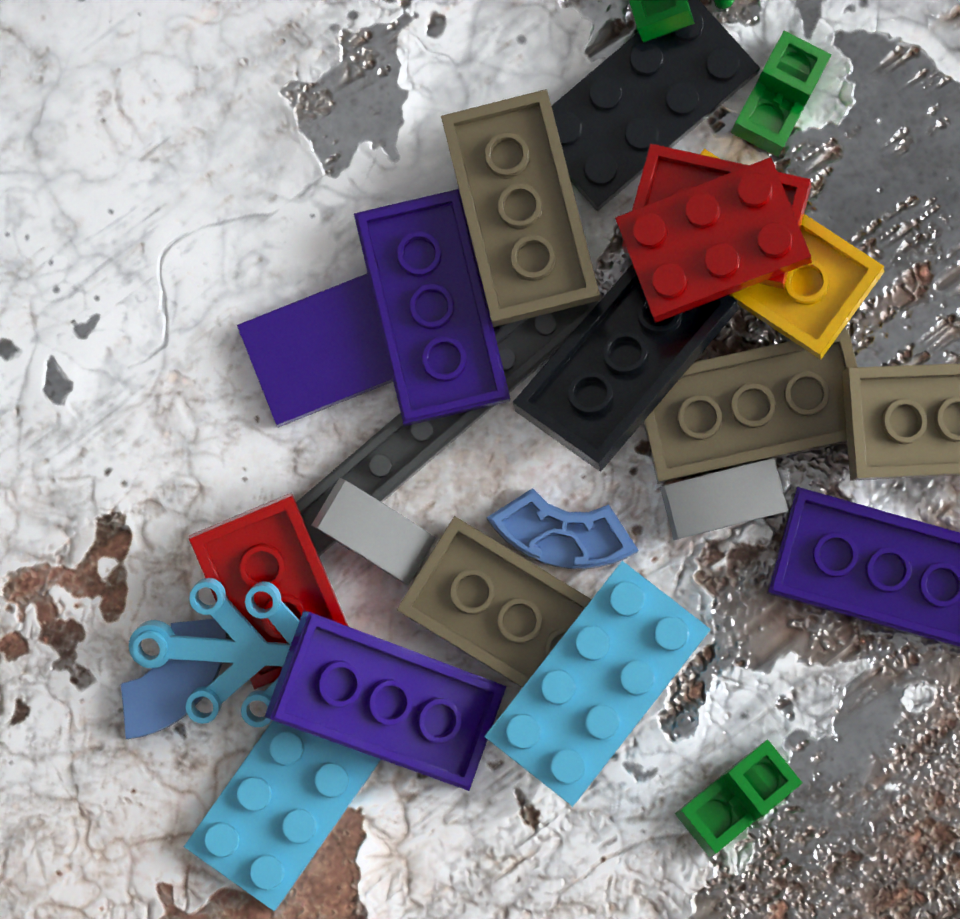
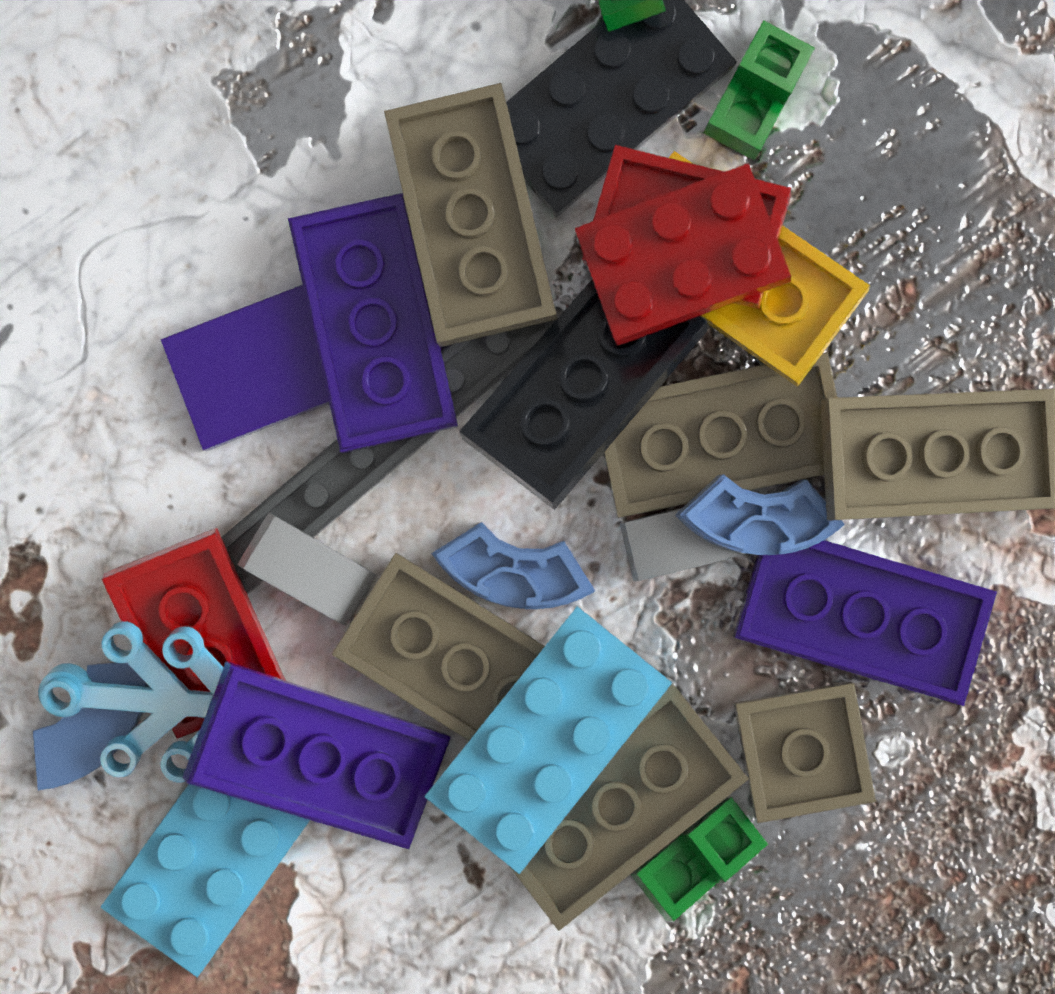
camera: 10 degrees left, 5 degrees up
(679, 746) = (637, 805): none -> dark tan plate
(787, 483) = (757, 521): none -> medium blue tile
(834, 696) = (804, 752): none -> dark tan plate

